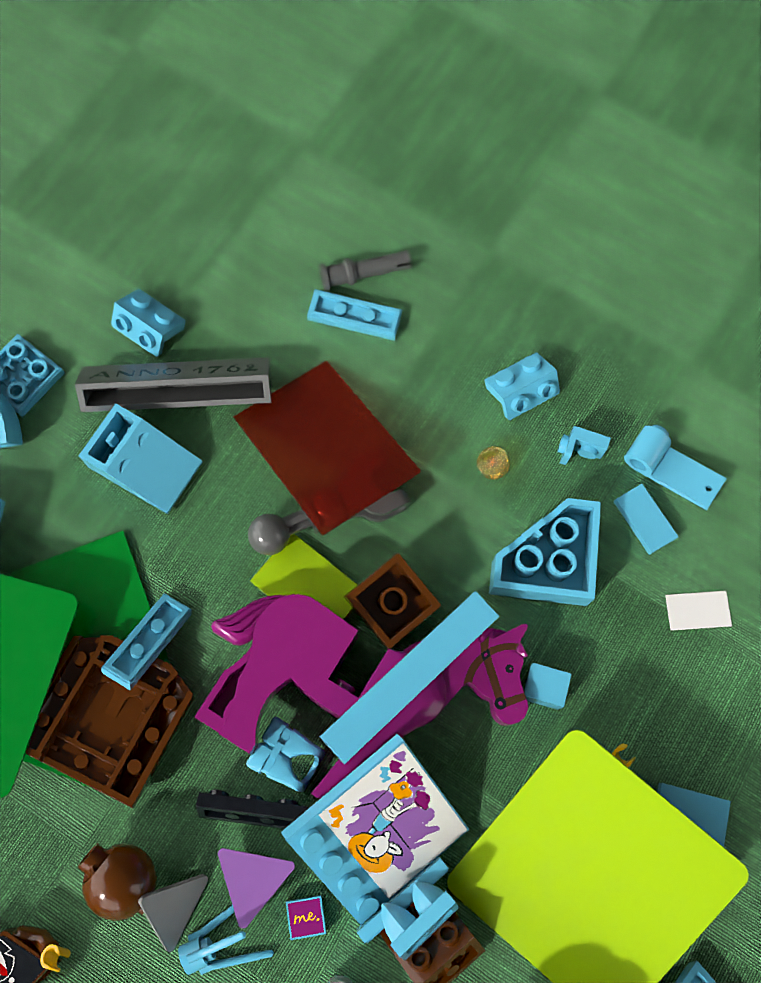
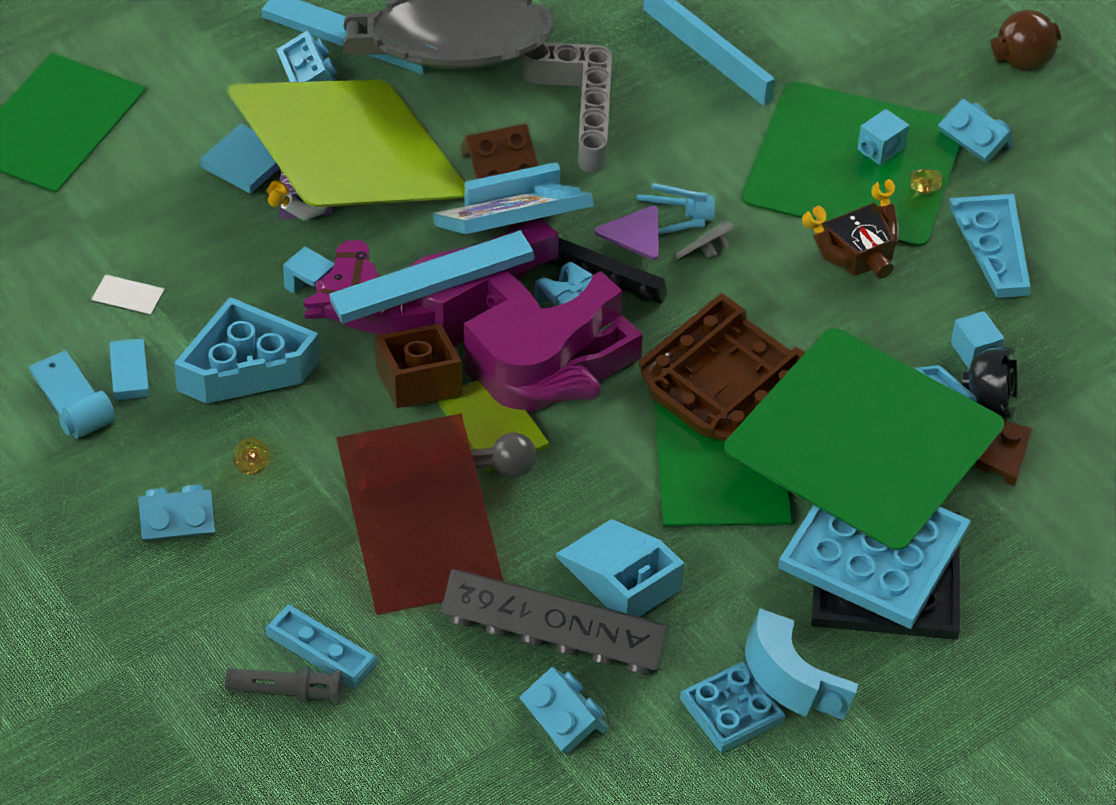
camera: 160 degrees left, 25 degrees down
(117, 880) = (749, 256): reddish brown brick -> none
(146, 641) = (667, 412): medium azure tile -> none
(306, 917) = (604, 206): magenta tile -> none
(409, 932) = (513, 146): medium azure tile -> none
(585, 442) = (151, 441): medium azure bracket -> none

